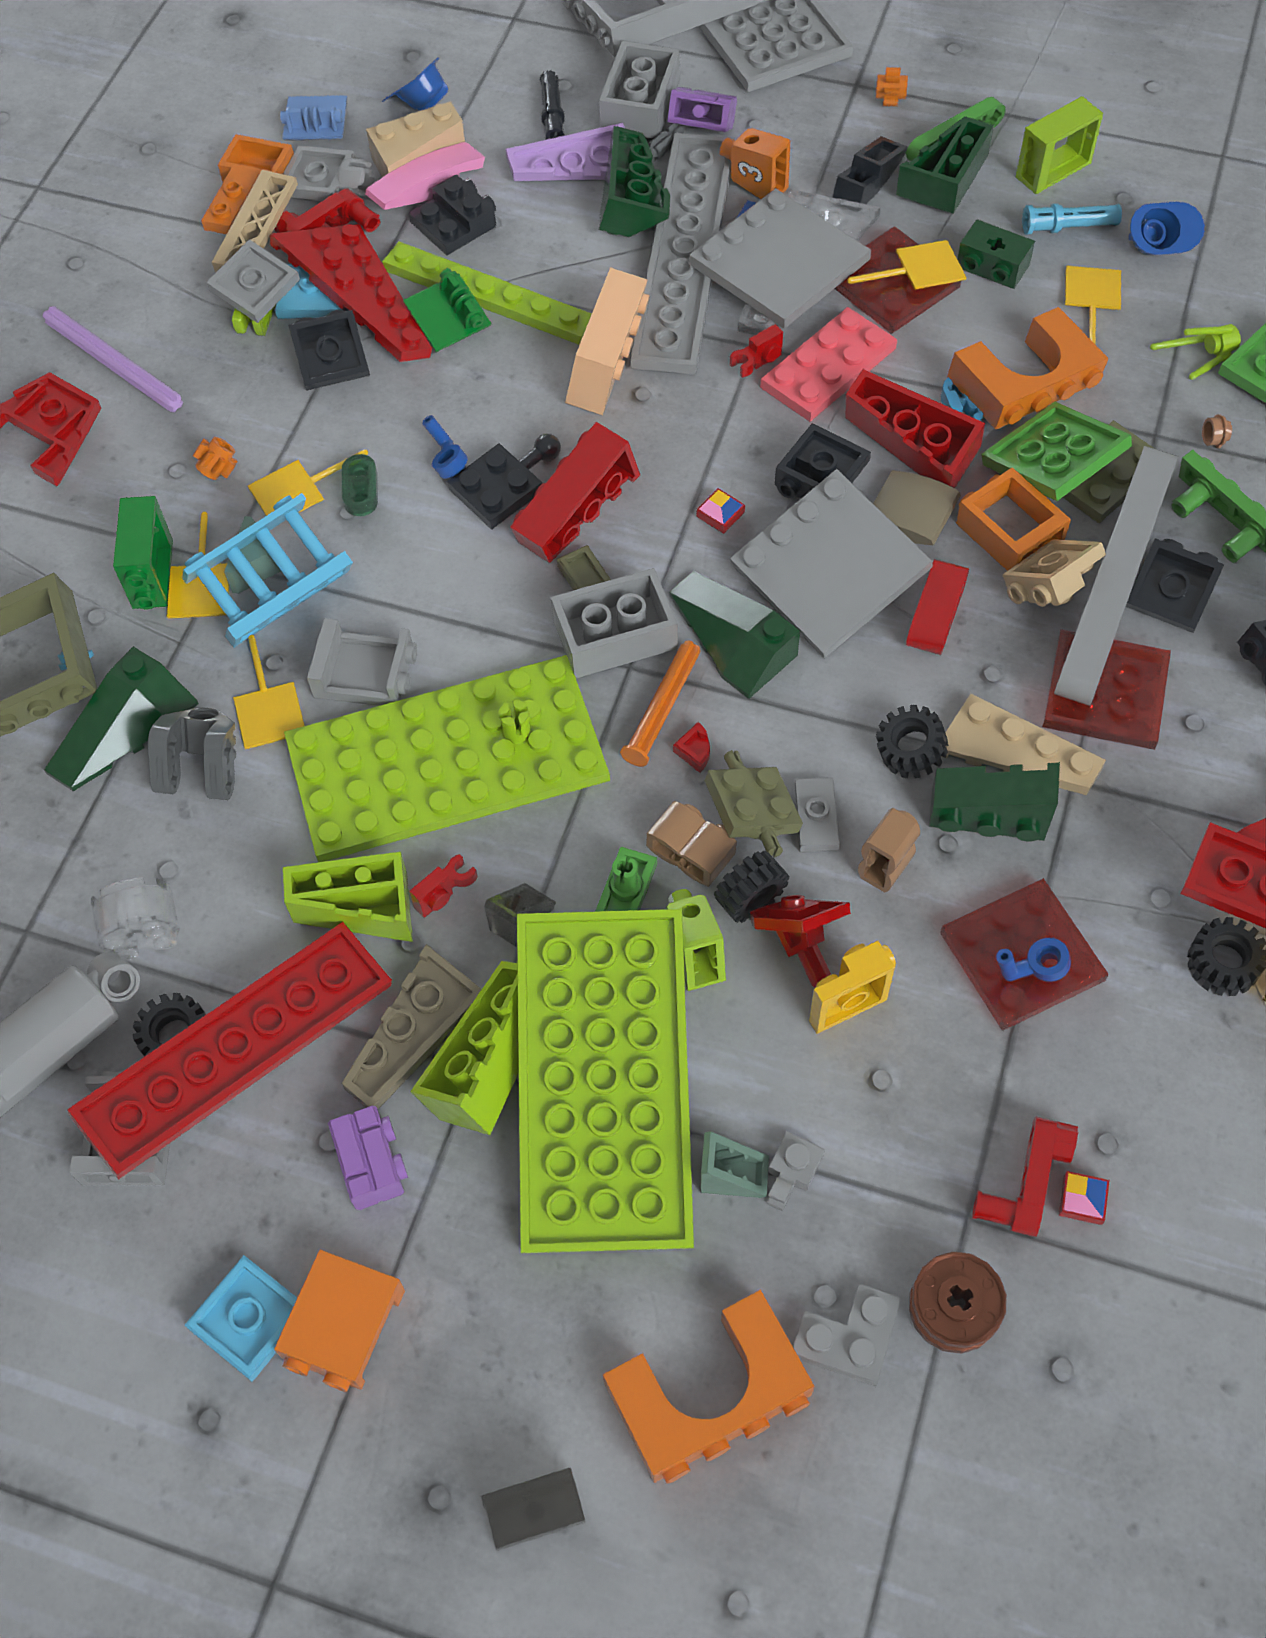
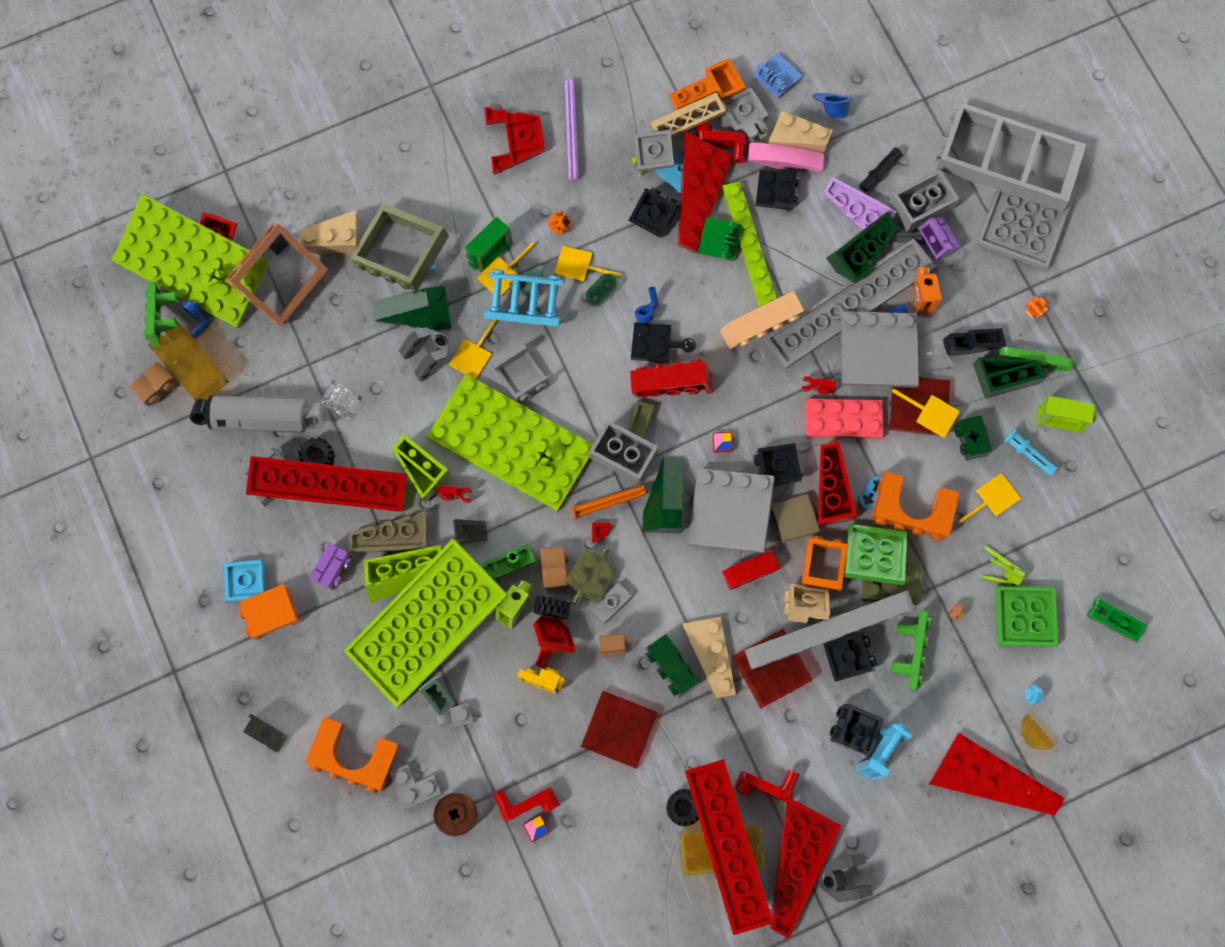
camera: 45 degrees right, 15 degrees up
(907, 723) = (676, 601): black tyre -> none
(1038, 953) = (611, 738): blue plate -> none
(1166, 228) = (1057, 501): blue piece -> none

